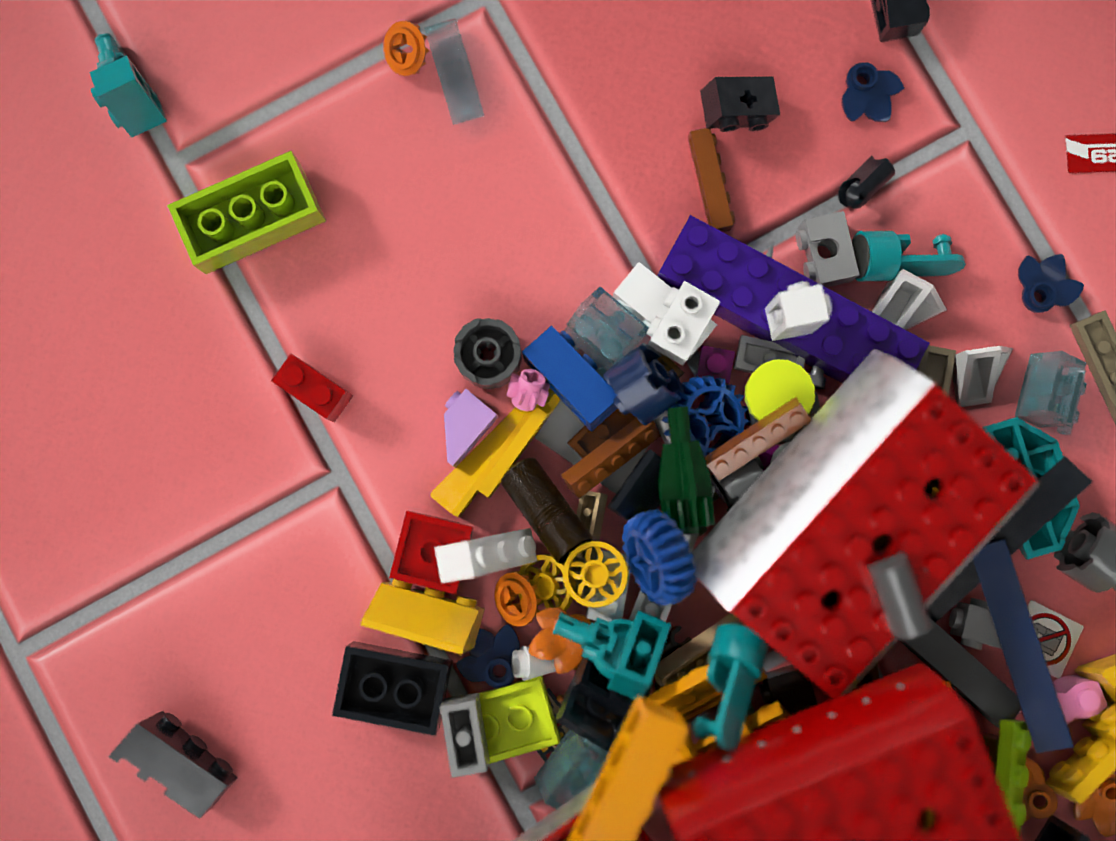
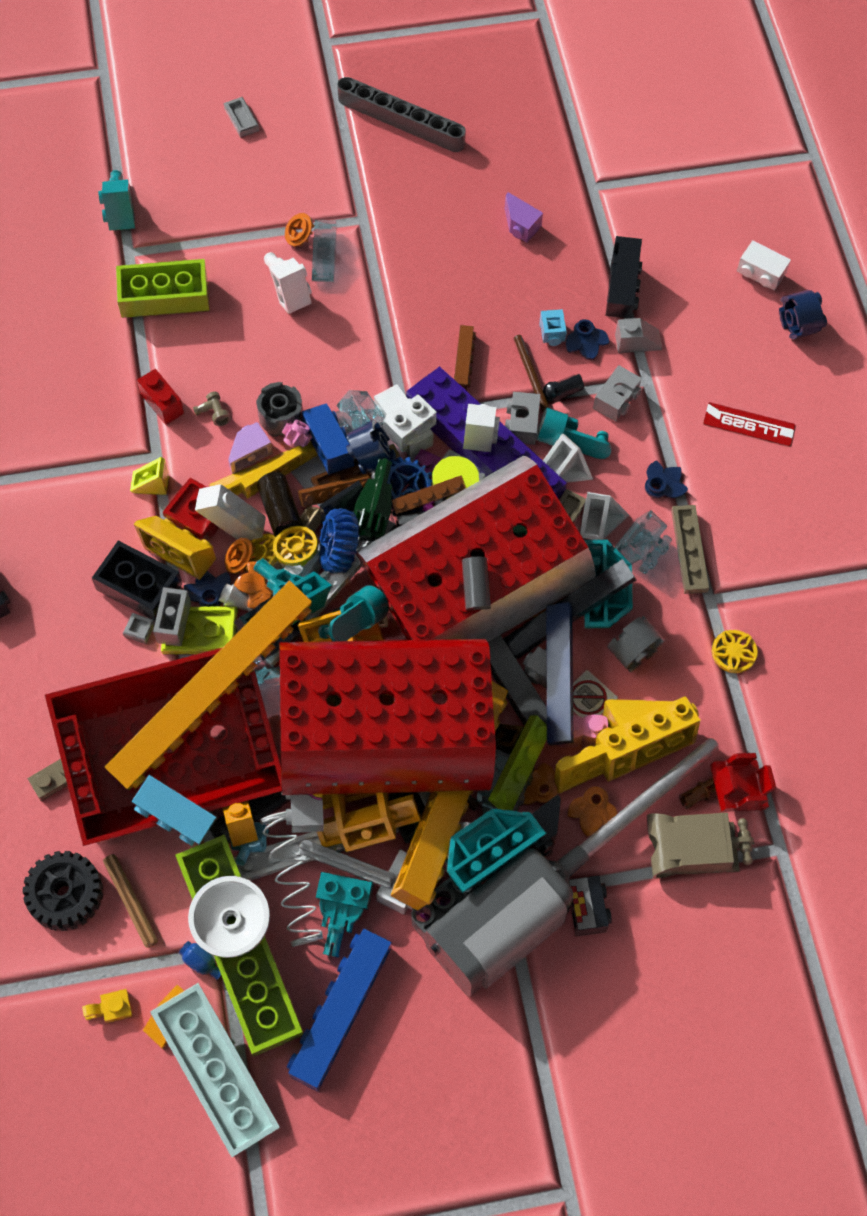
camera: 15 degrees right, 20 degrees down
(348, 519) = (151, 478): none -> neon yellow slope
(390, 370) = (220, 416): none -> dark tan piece
(419, 747) = (139, 628): none -> light grey tile
(423, 142) = (289, 282): none -> white brick
(740, 103) = (497, 317): black brick -> none
(809, 168) = (534, 380): none -> reddish brown bar
(821, 81) = (554, 329): none -> medium azure brick
(932, 182) = (617, 392): none -> light grey brick
(939, 66) = (636, 336): none -> light grey slope

